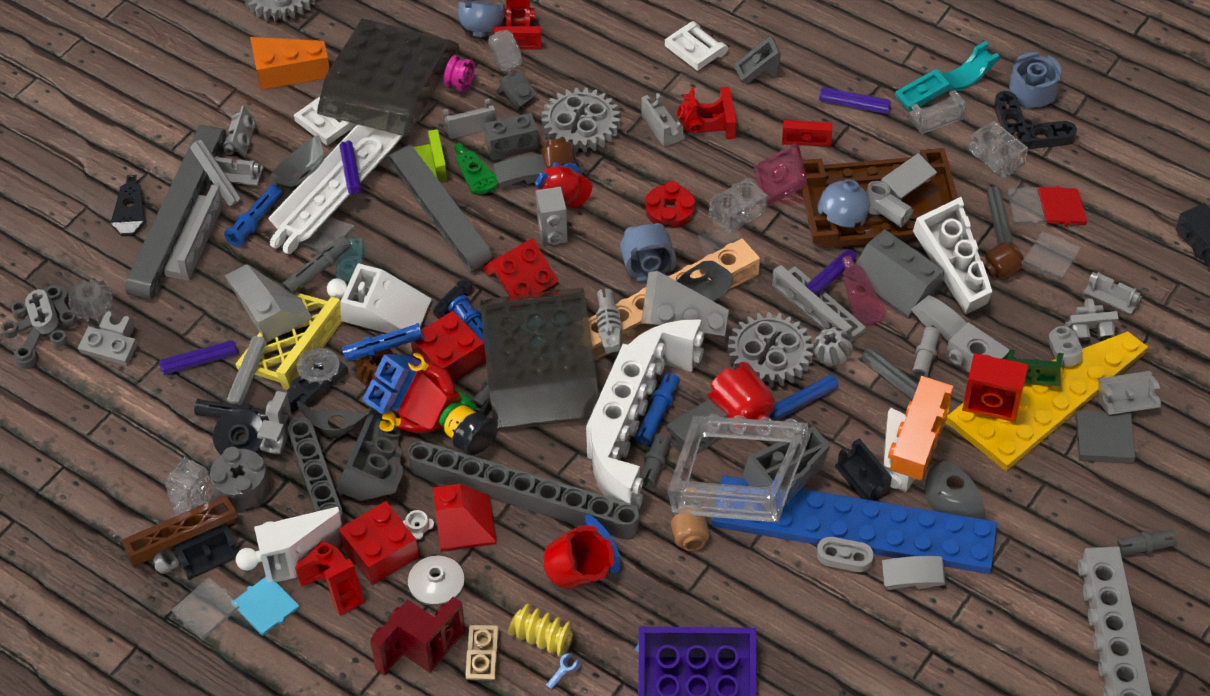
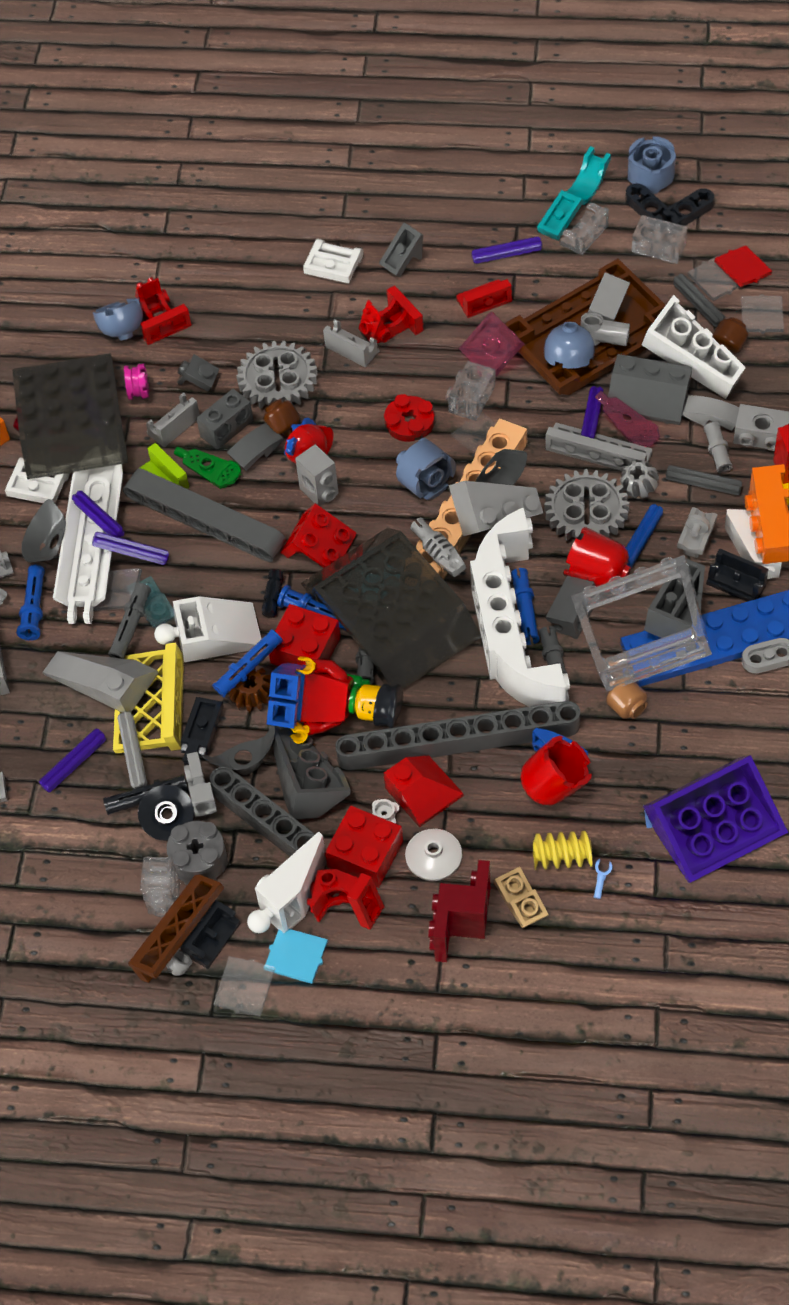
camera: 25 degrees left, 5 degrees up
(319, 357) = (194, 704): clear gear -> none
(358, 206) = (130, 548): none -> axle
(505, 50) = (165, 341): clear gear -> none
(852, 415) = (696, 532): none -> light grey hips

